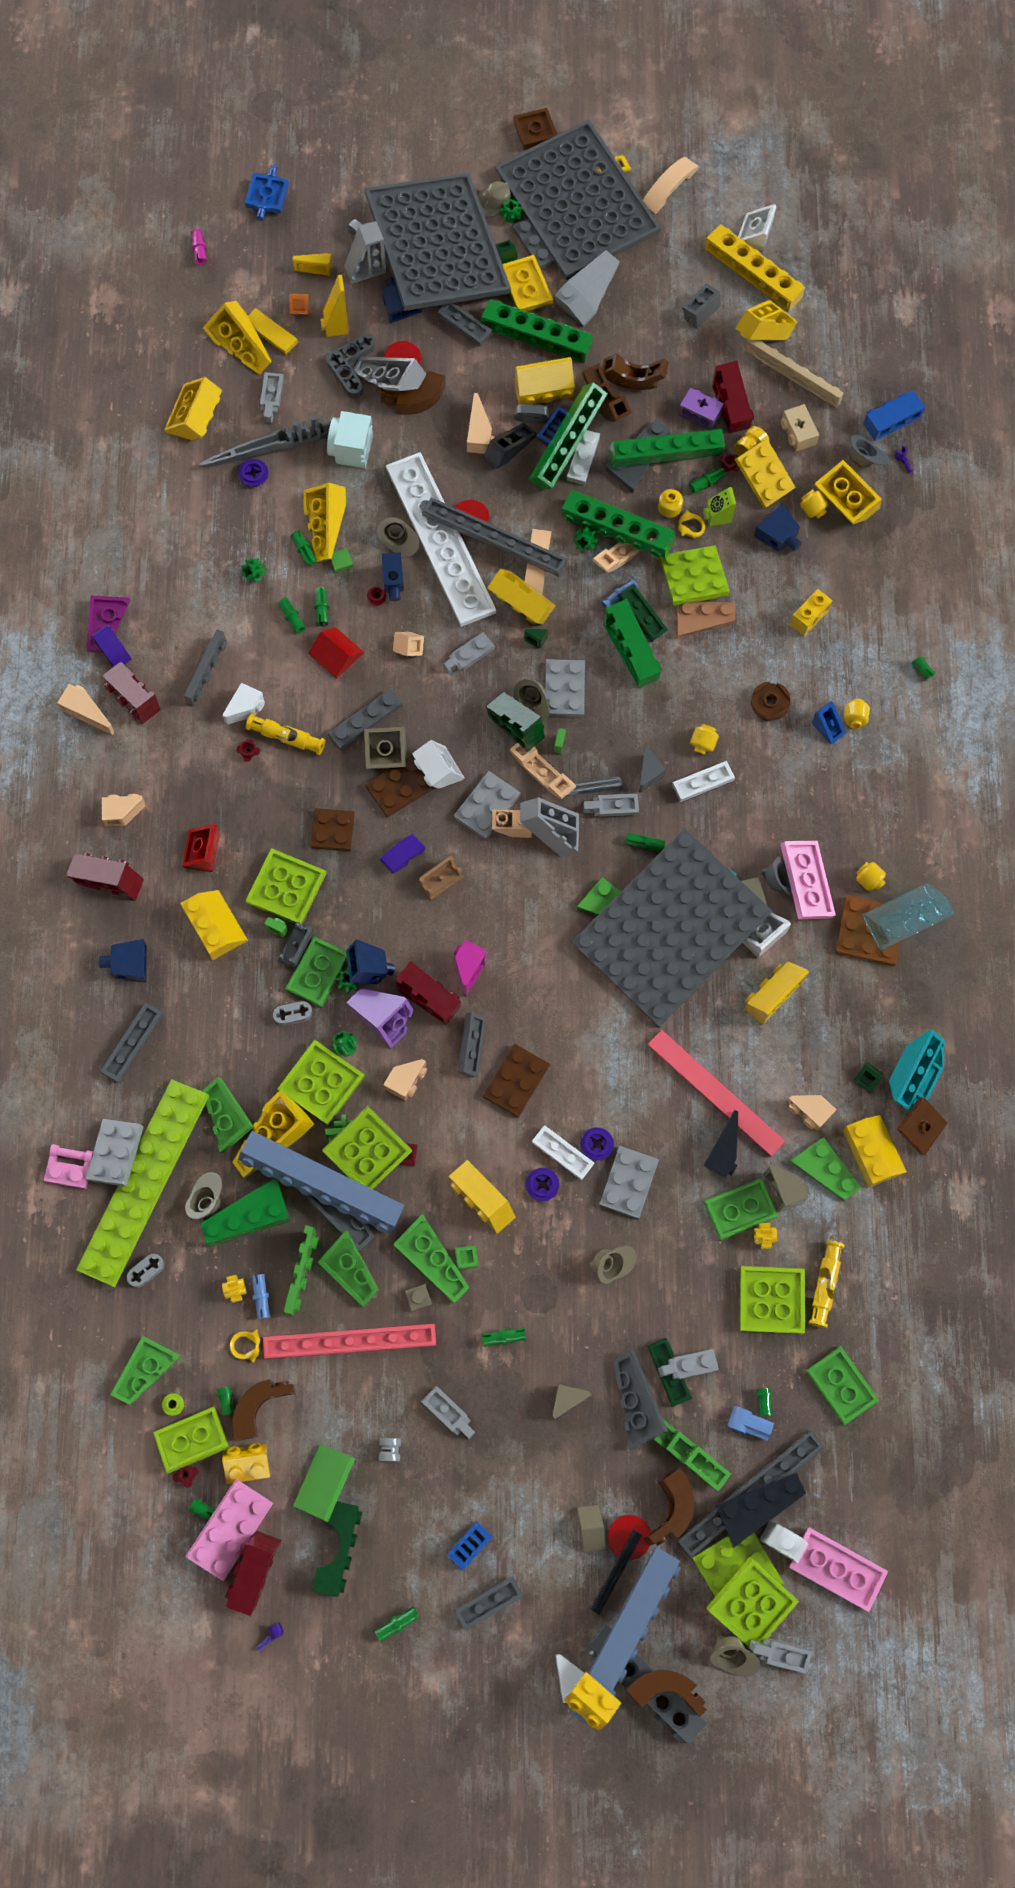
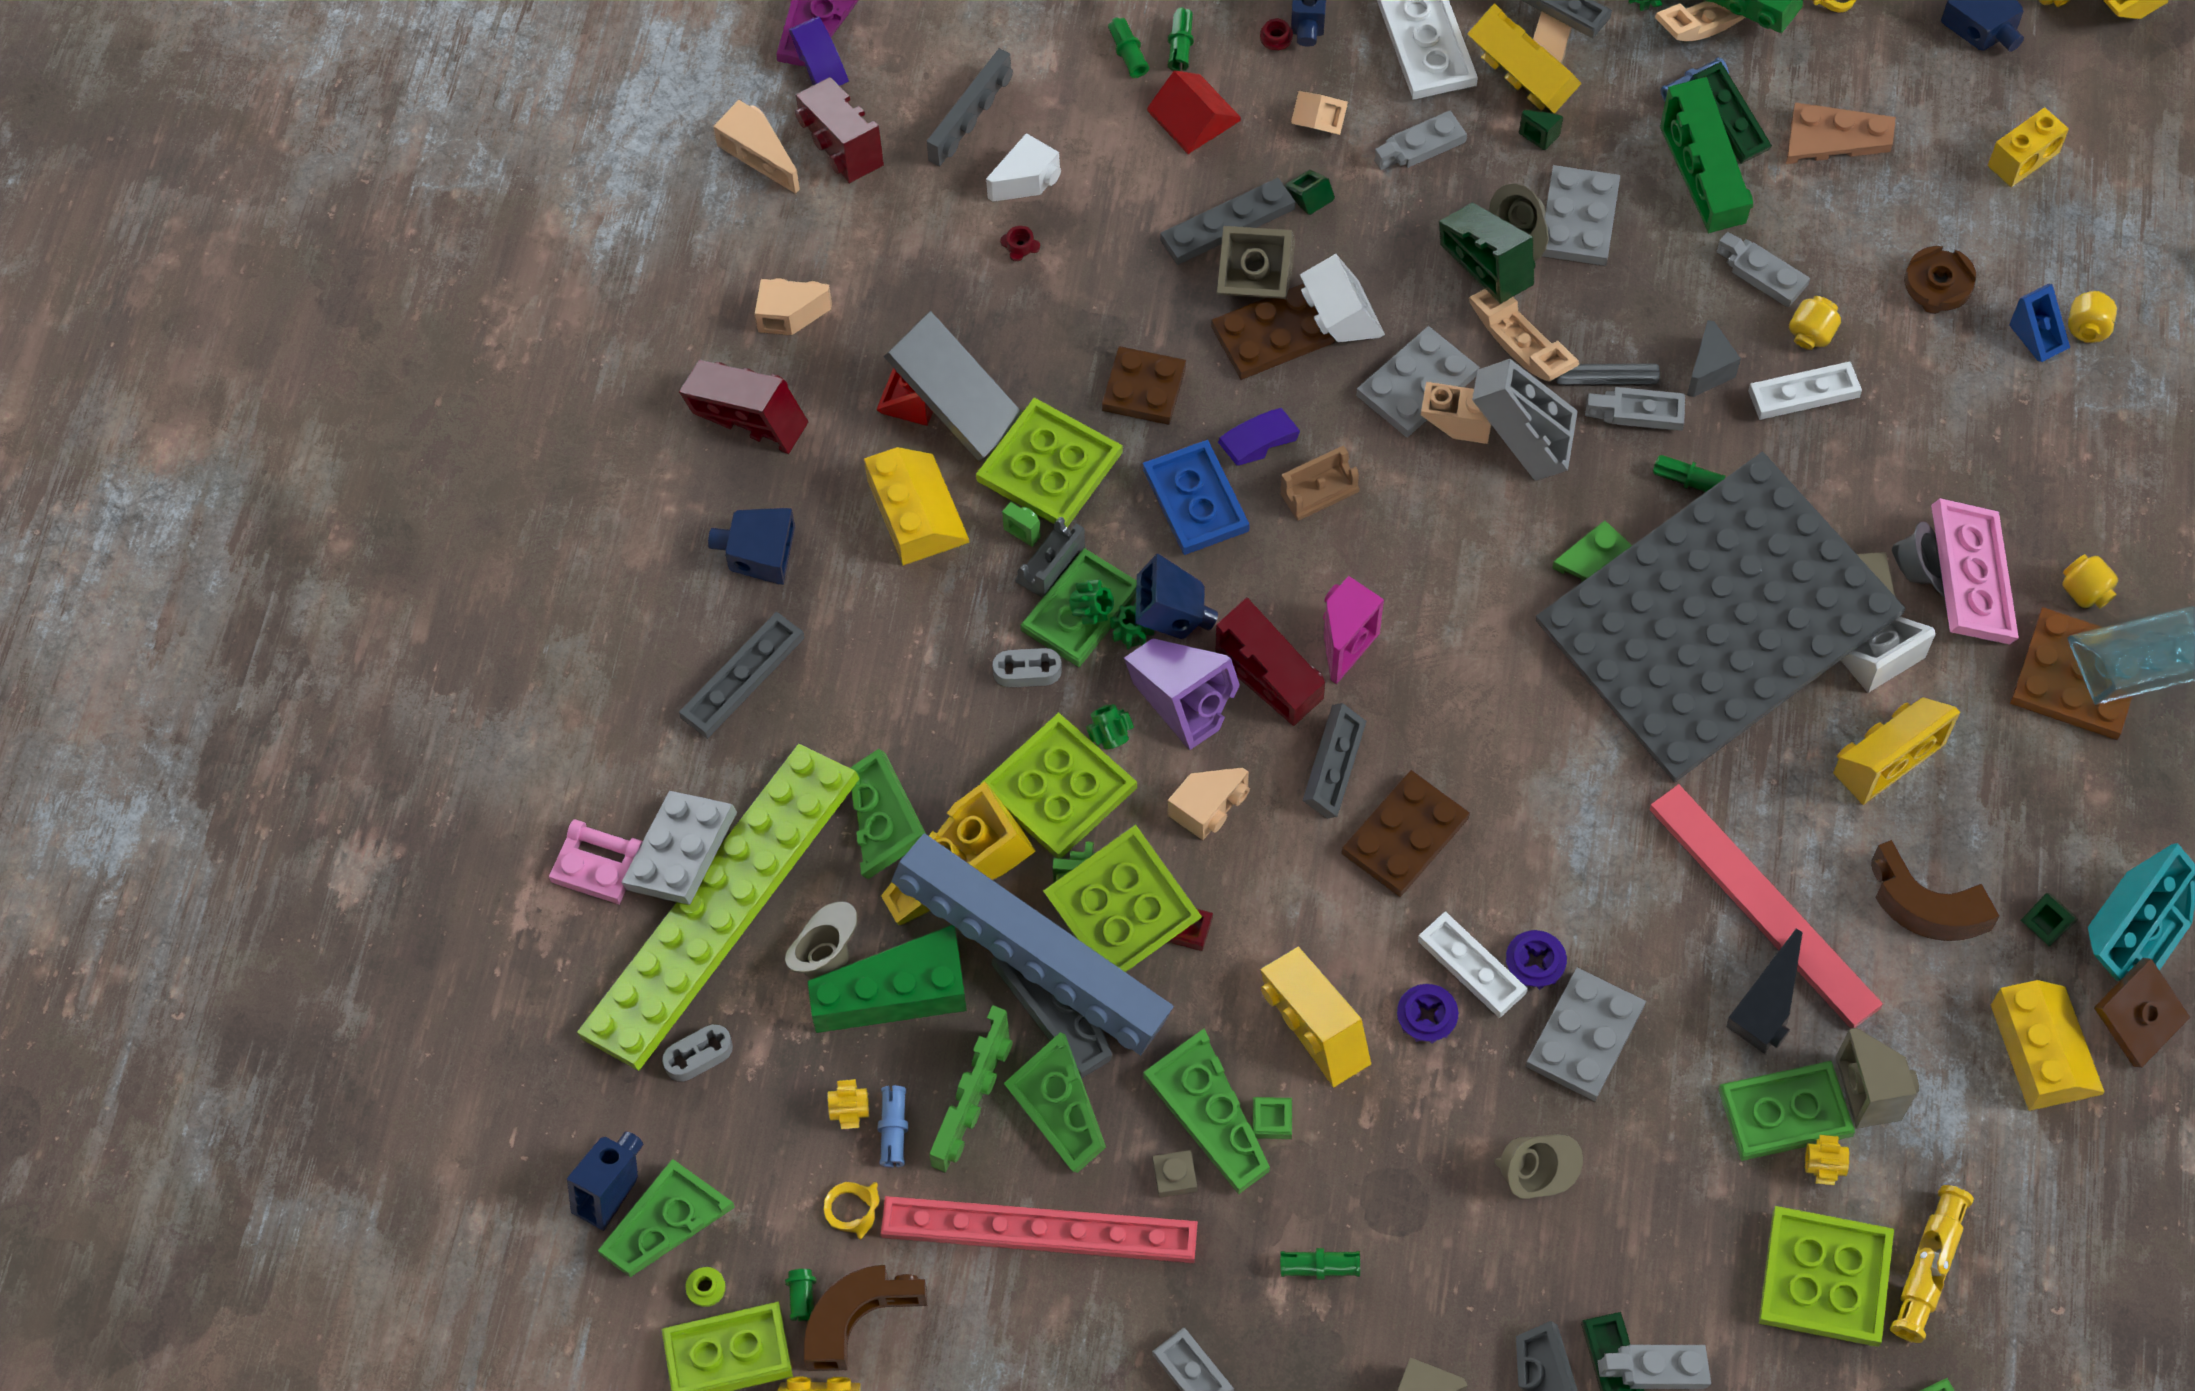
camera: 15 degrees right, 10 degrees down
(104, 1360) = (604, 1179): none -> dark blue torso
(224, 850) = (953, 385): none -> tile
(273, 730) = (1071, 218): yellow piece -> none
(323, 971) = (1091, 602): none -> green gear
(372, 896) = (1196, 497): none -> blue plate
(410, 693) = (1311, 191): none -> dark green slope
(559, 741) = (1559, 294): bright green tile -> none
(672, 708) = (1763, 269): none -> light grey hinge
(694, 575) = (1829, 67): lime plate -> none
(802, 1084) = (1927, 912): none -> reddish brown arch
(812, 1108) = (1939, 955): light nougat slope -> none
(826, 1167) = (1955, 1062): bright green wing -> none

